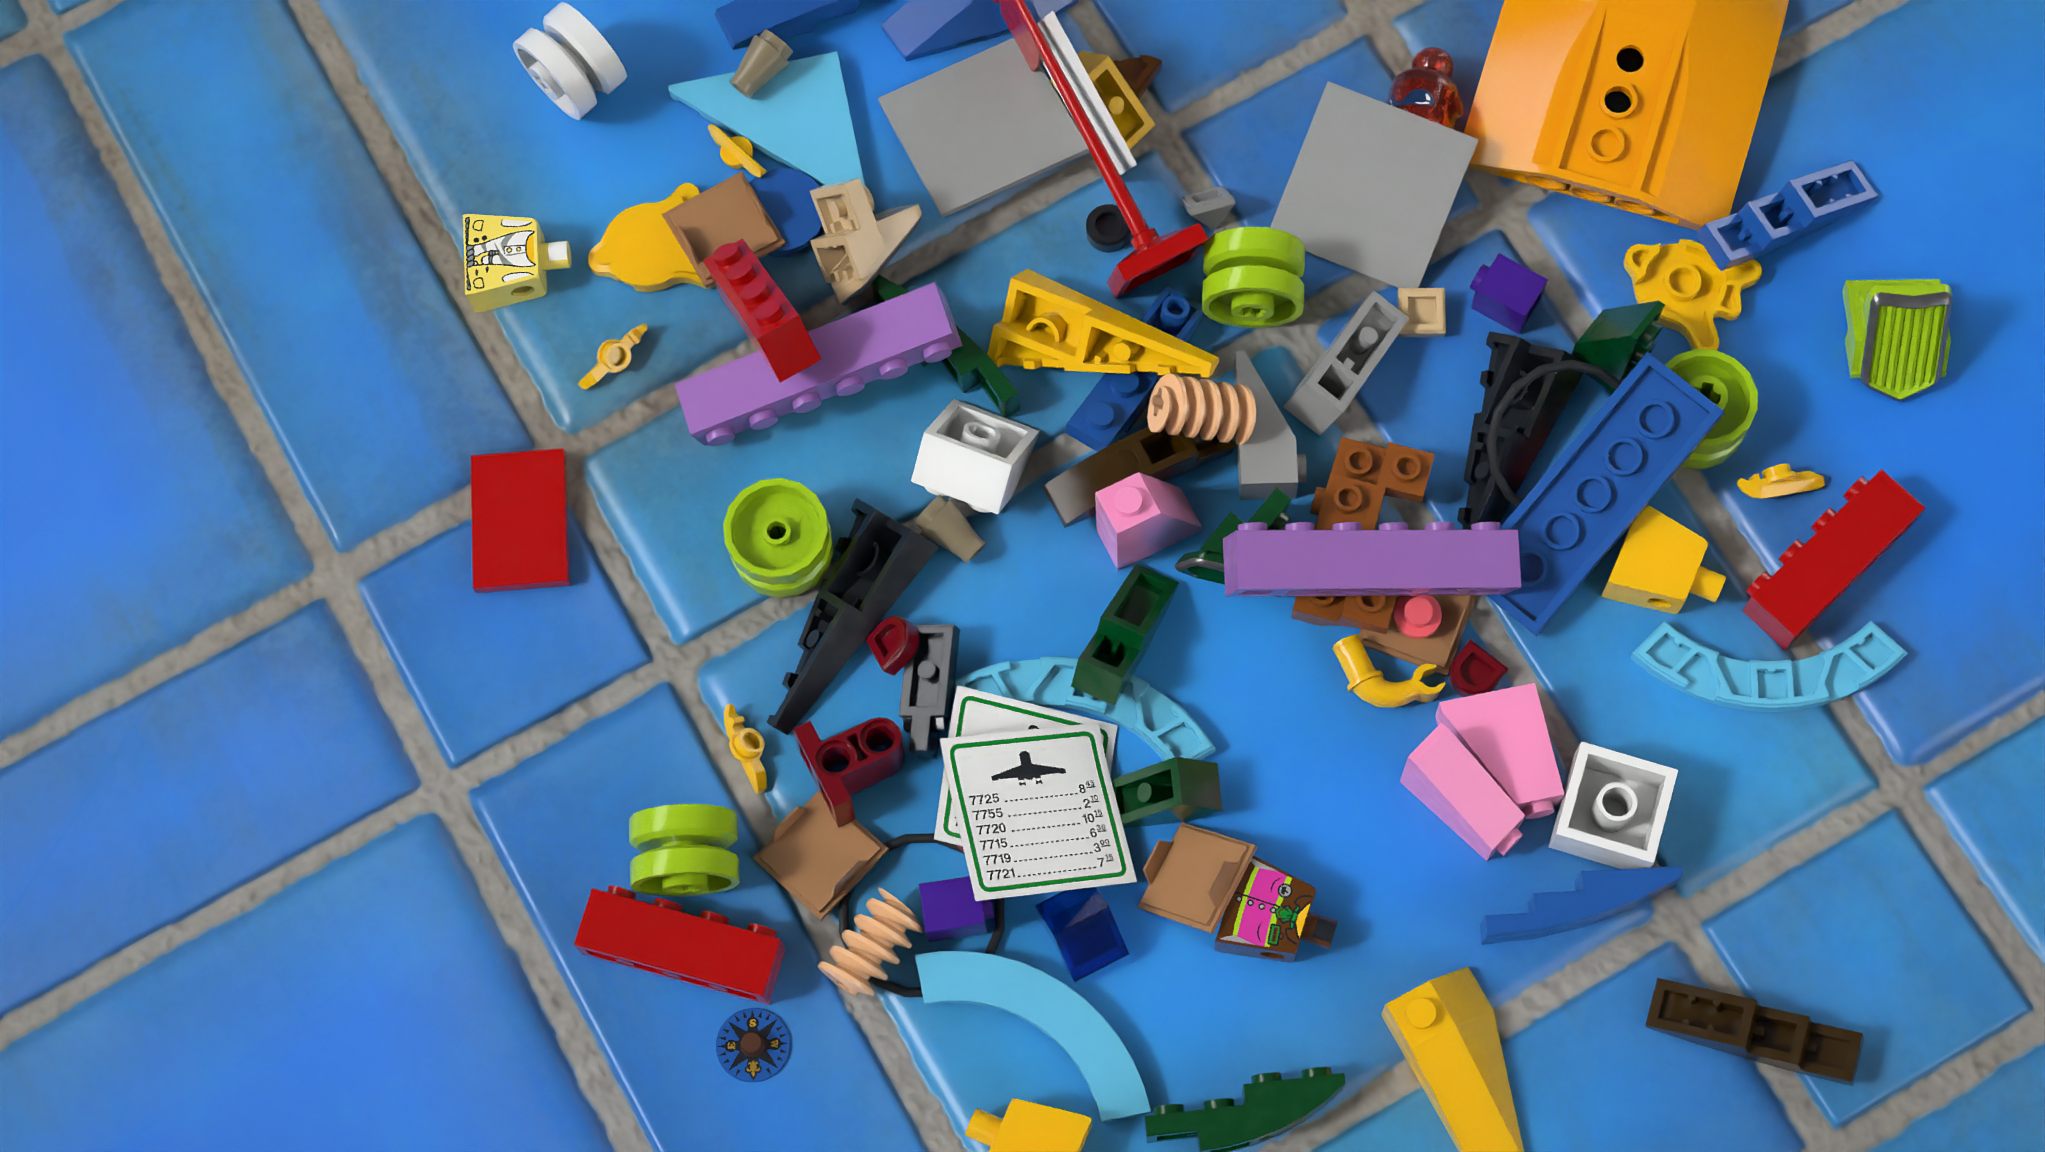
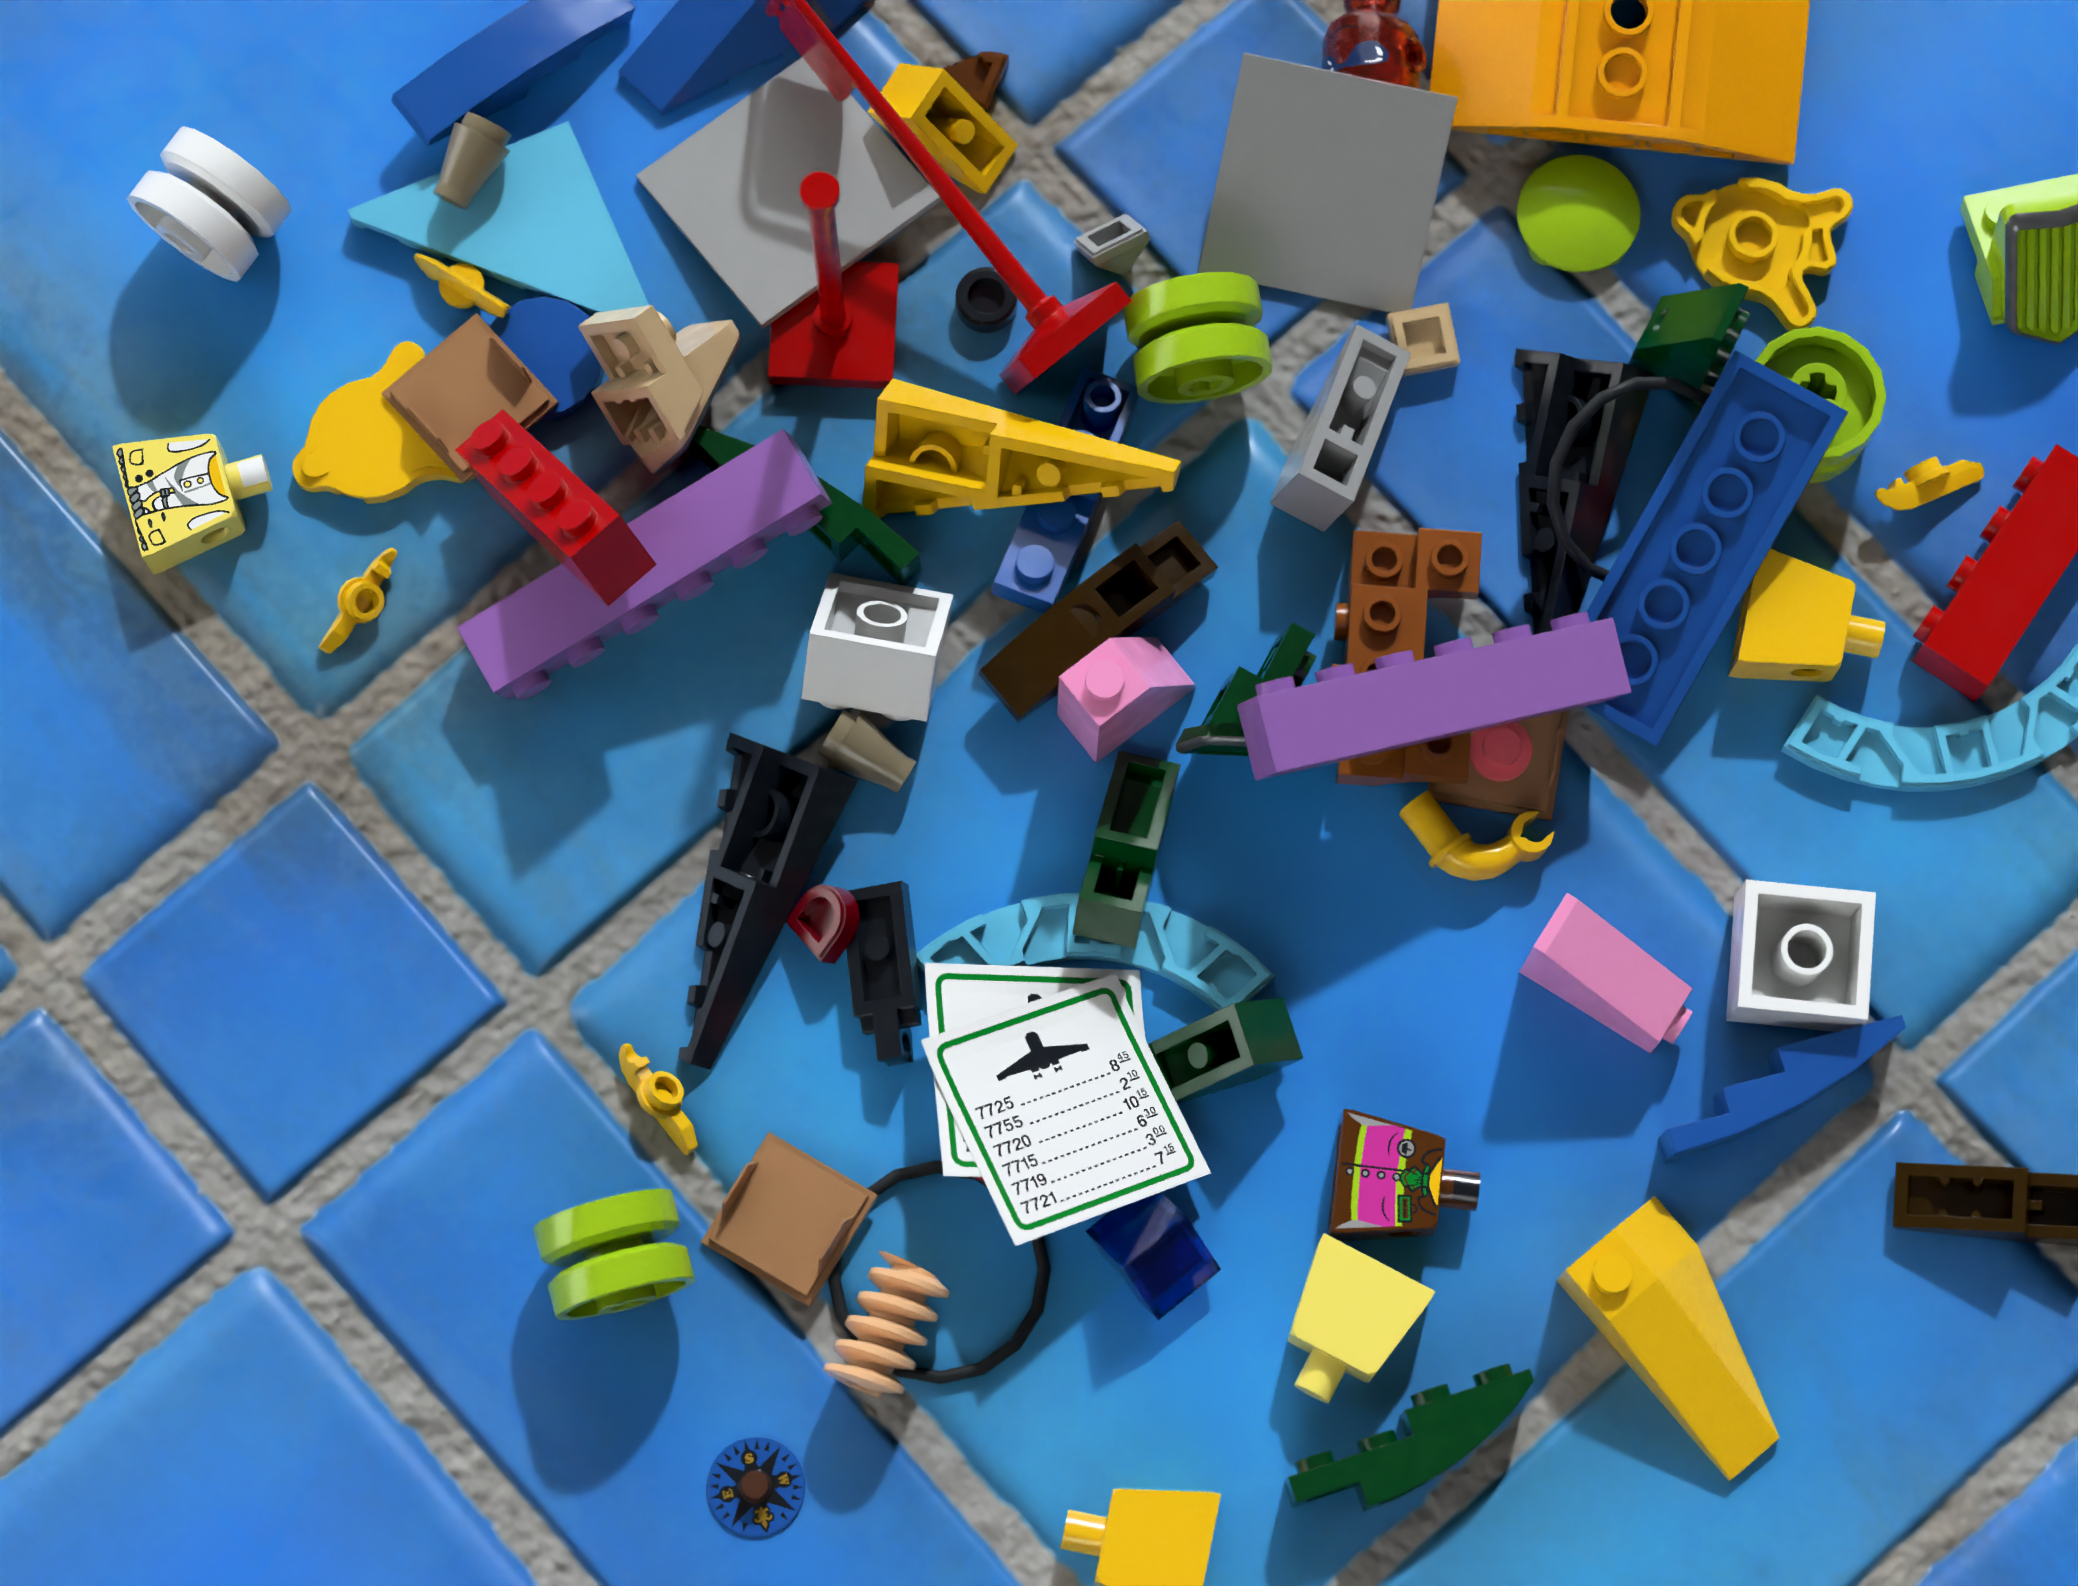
camera: 20 degrees left, 5 degrees up
(519, 520) = (284, 850): red tile -> none
(680, 945) = (633, 1377): red brick -> none
(775, 511) = (635, 772): lime wheel -> none
(853, 749) = (806, 1075): dark red tile -> none
(952, 909) = (982, 1258): dark purple brick -> none
(1004, 226) = (849, 324): none -> red tile
(1049, 1007) = (1132, 1359): medium azure tile -> none
(1086, 92) = (925, 126): white sticker -> none
(1194, 876) = (1285, 1152): medium nougat piece -> none
(1202, 409) = (1170, 533): light nougat piece -> none
(1219, 1008) = (1350, 1316): none -> light yellow torso
(1270, 454) = (1254, 554): light grey slope -> none
(1475, 671) = (1588, 809): dark red tile -> none
(1507, 292) = (1530, 293): dark purple brick -> none
(1510, 742) = (1653, 896): bright pink slope -> none
(1556, 242) = (1578, 214): none -> lime dish
(1786, 215) = (1871, 121): blue slope -> none

